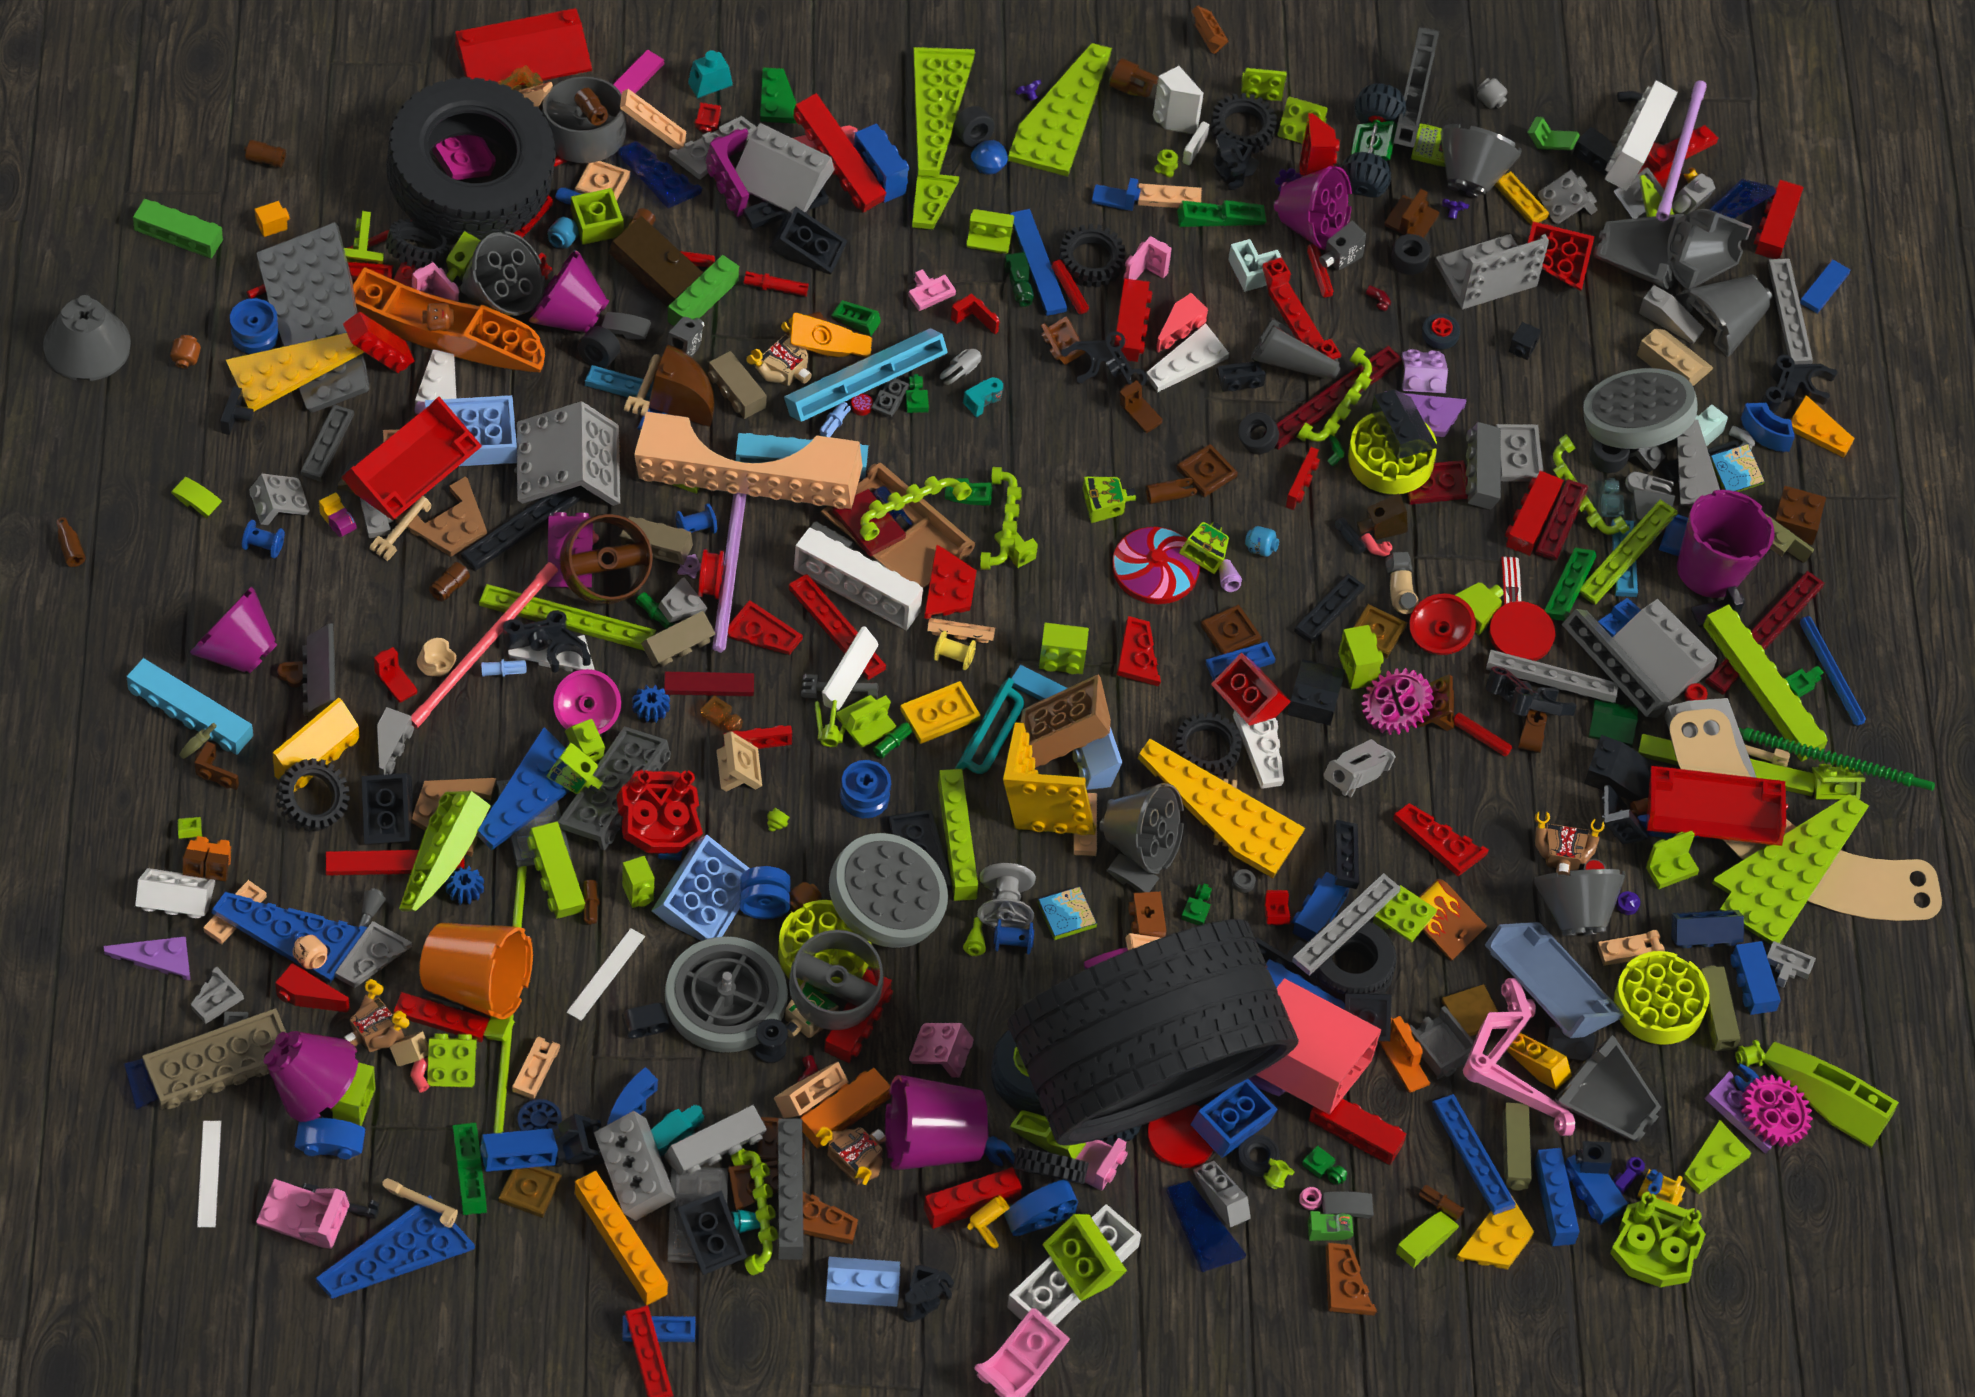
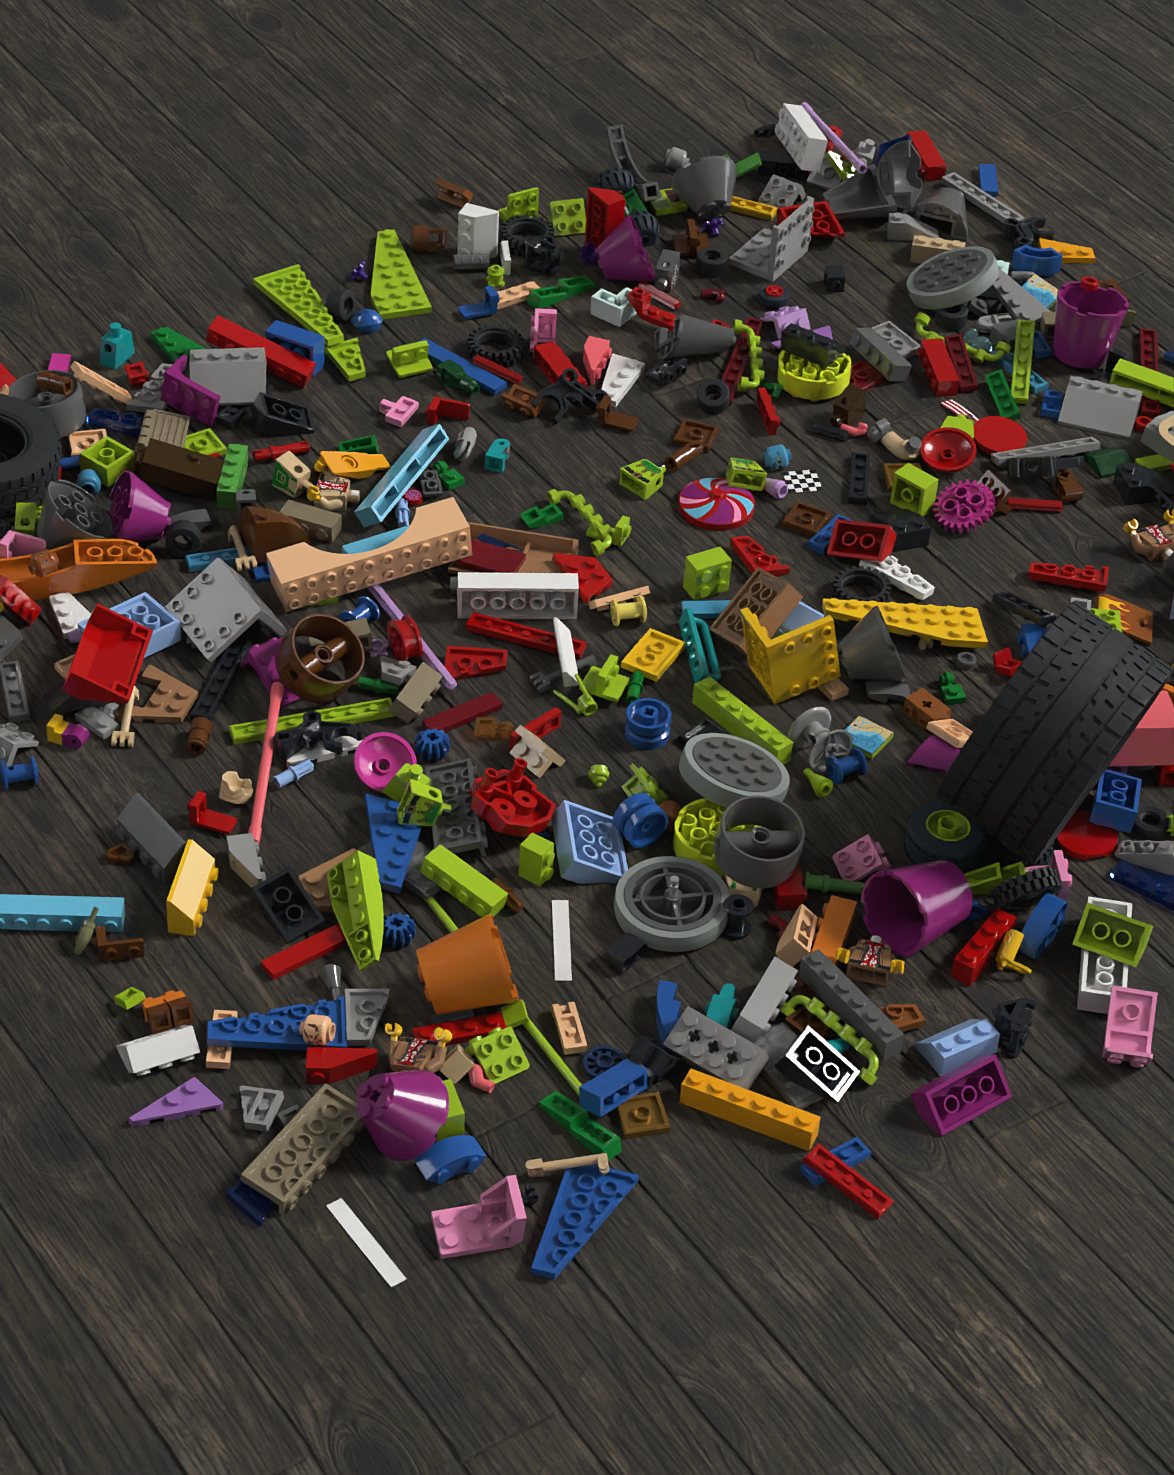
camera: 30 degrees left, 15 degrees down
(238, 636) = (62, 839): magenta cone -> none
(335, 785) = (212, 938): black tyre -> none
(676, 206) = (163, 427): none -> dark tan hinge
(708, 236) = (205, 443): none -> lime tile
(757, 323) = (291, 475): none -> tan torso
(804, 860) = (644, 784): none -> lime bracket
(821, 1330) = (962, 1094): none -> magenta slope
(888, 1051) = (826, 884): none -> bright green pin
(915, 494) = (510, 526): lime bar -> none
(1156, 131) = (471, 261): none -> dark grey axle
(1270, 581) = (802, 481): none -> sticker
(1359, 766) = (982, 559): light grey piece -> none
(1616, 663) = (1080, 424): dark grey brick -> none
(1746, 503) = (1089, 283): none -> red tile

